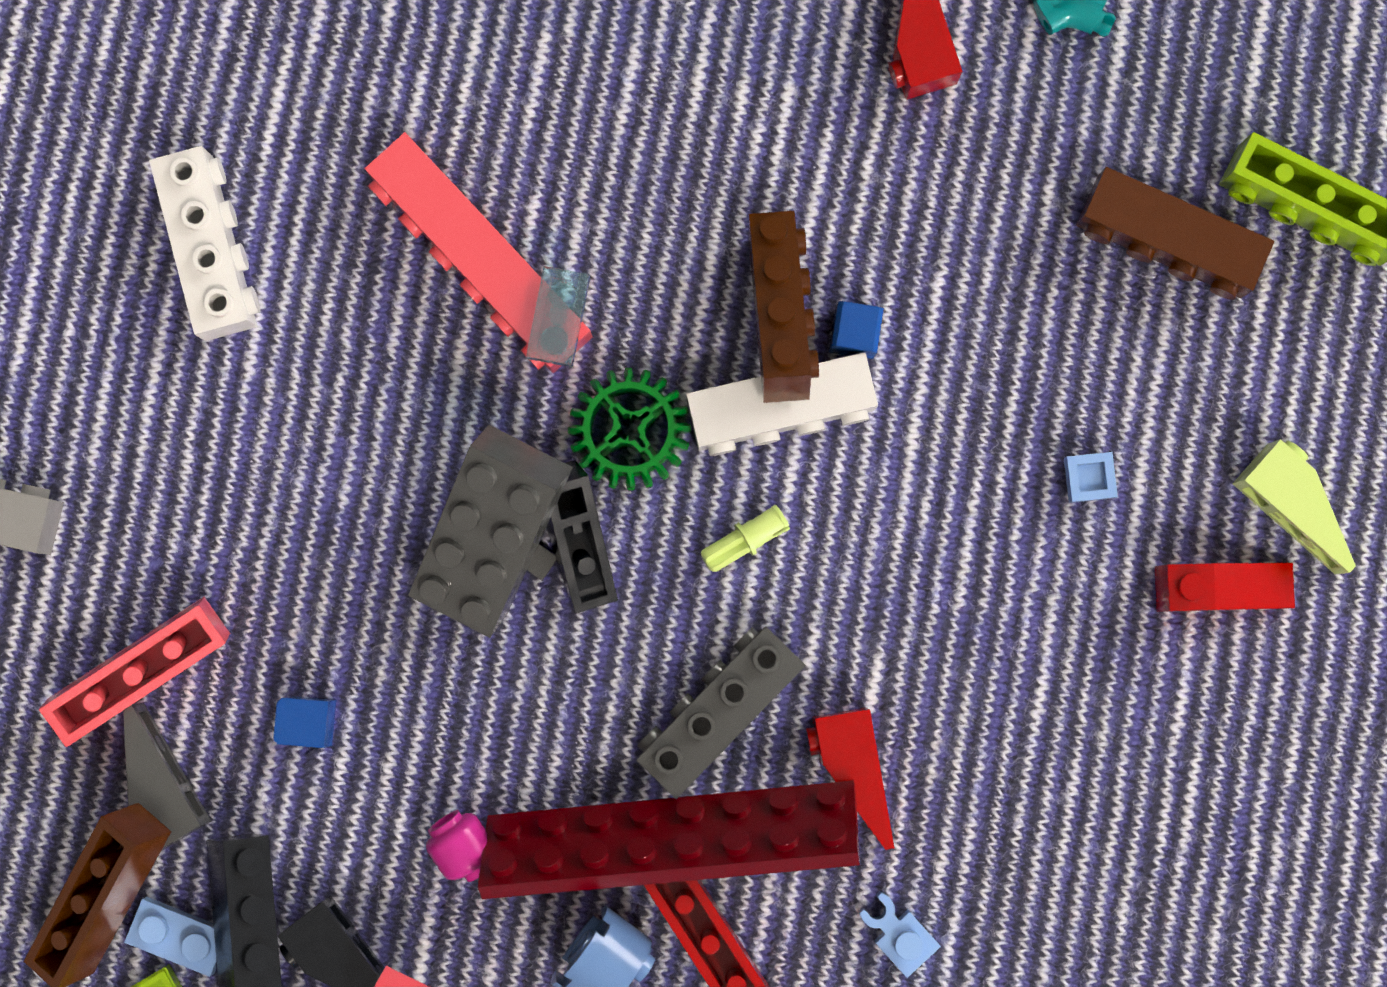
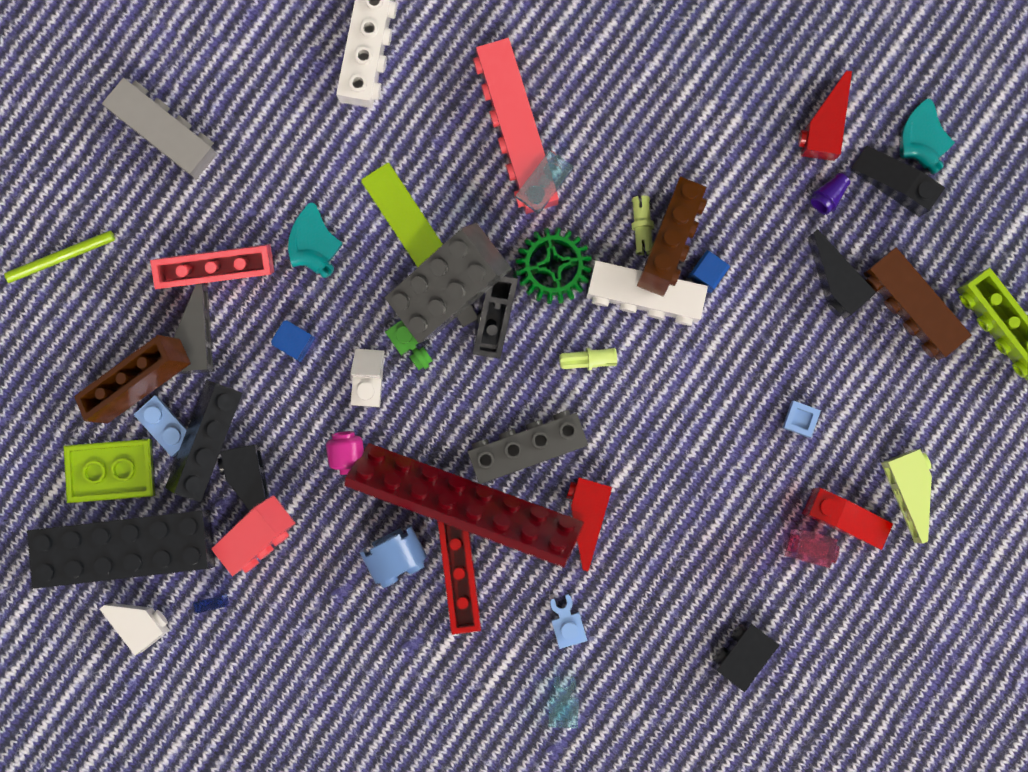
camera: 25 degrees right, 0 degrees up
(264, 565) = (312, 243): none -> teal arm
(375, 459) = (402, 213): none -> lime sticker
(439, 721) = (367, 377): none -> white slope
(468, 645) = (405, 341): none -> bright green plate
(728, 308) = (642, 224): none -> yellowish green pin
(975, 135) = (829, 195): none -> dark purple cone
(1047, 252) = (839, 280): none -> black slope
(1061, 69) = (898, 180): none -> black slope
(1175, 857) = (744, 655): none -> black brick
(1197, 657) = (812, 548): none -> clear pink brick

